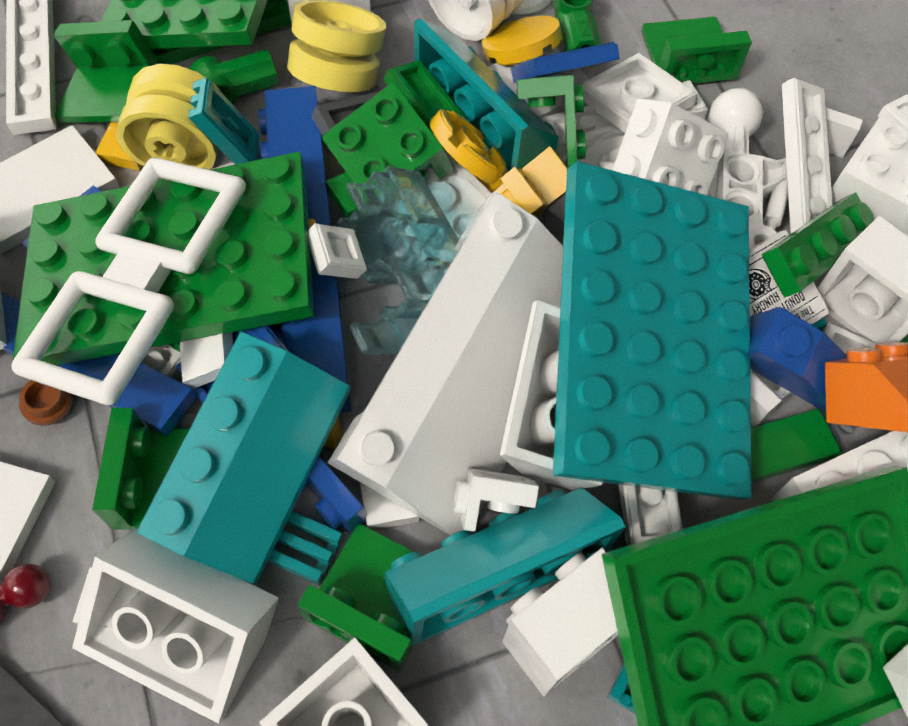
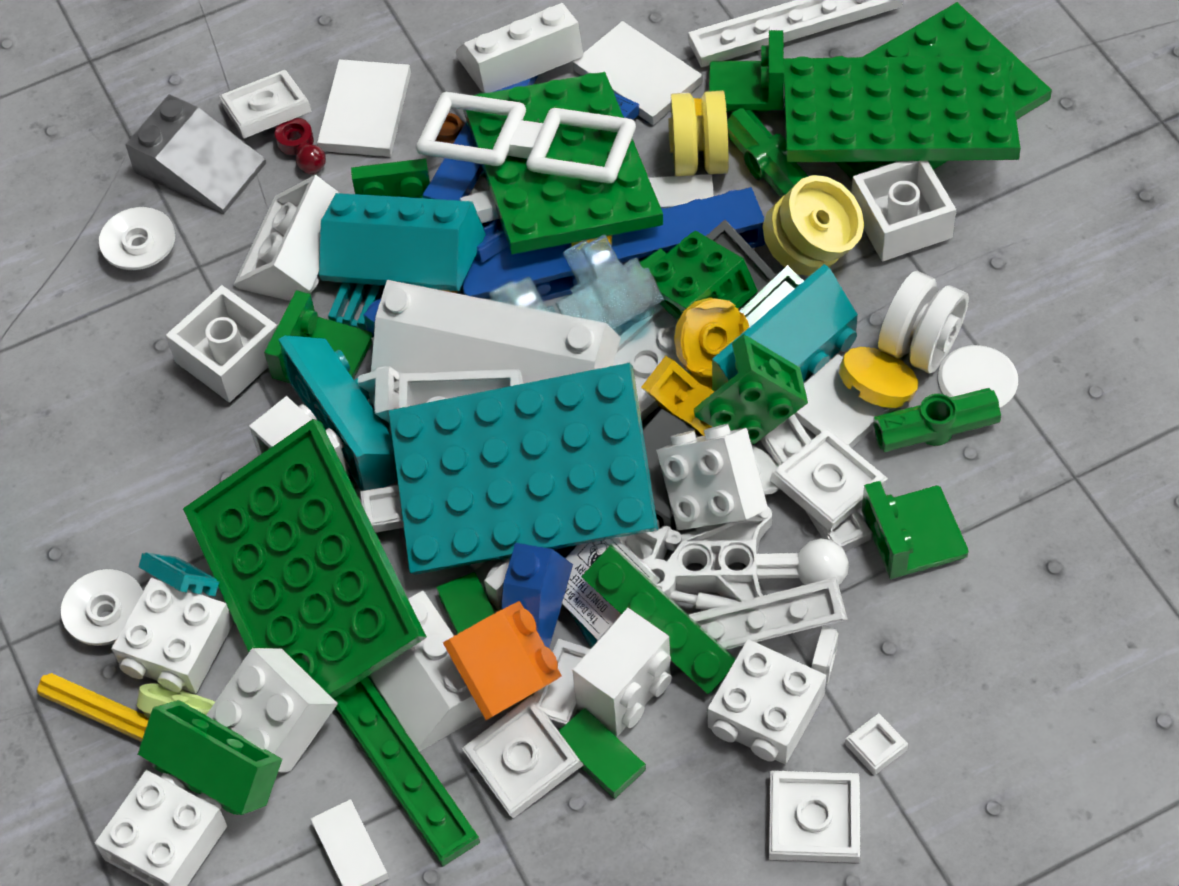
camera: 90 degrees right, 5 degrees down
(223, 123) = (689, 136): teal tile -> none
(336, 251) = (571, 260): white tile -> none
(566, 61) = (828, 399): blue tile -> none

